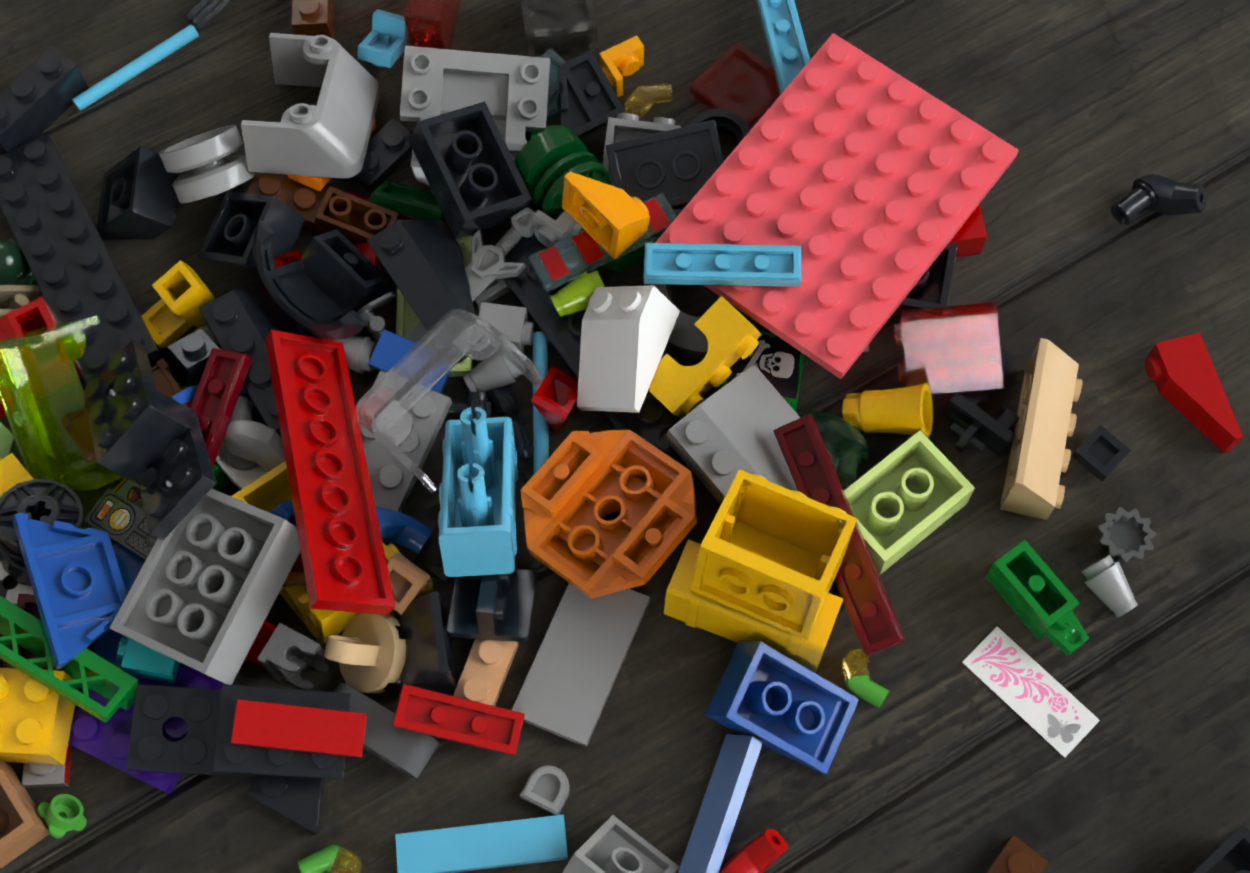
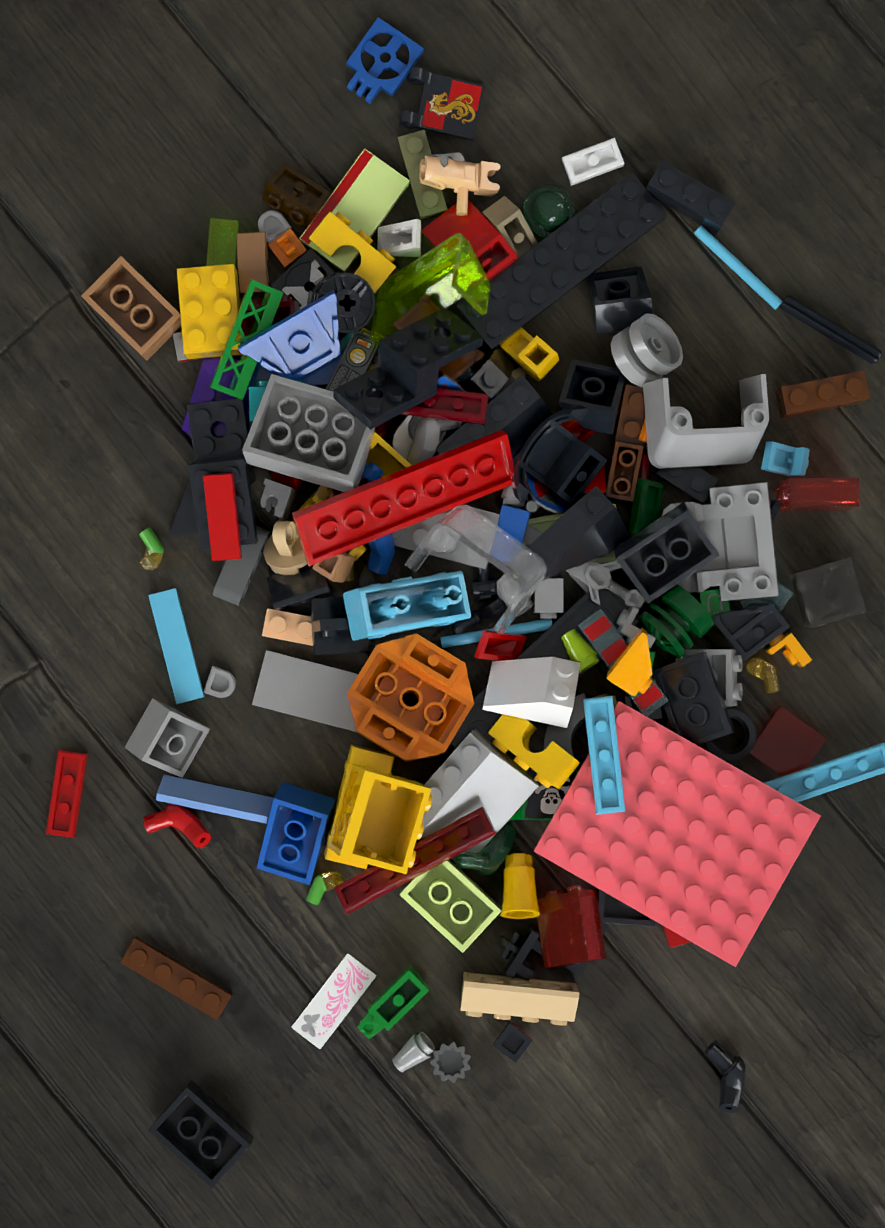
camera: 85 degrees right, 20 degrees up
(62, 815) = (161, 370): bright green plate -> none
(458, 719) = (251, 617): red plate -> none
(1193, 387) = (576, 1104): red slope -> none

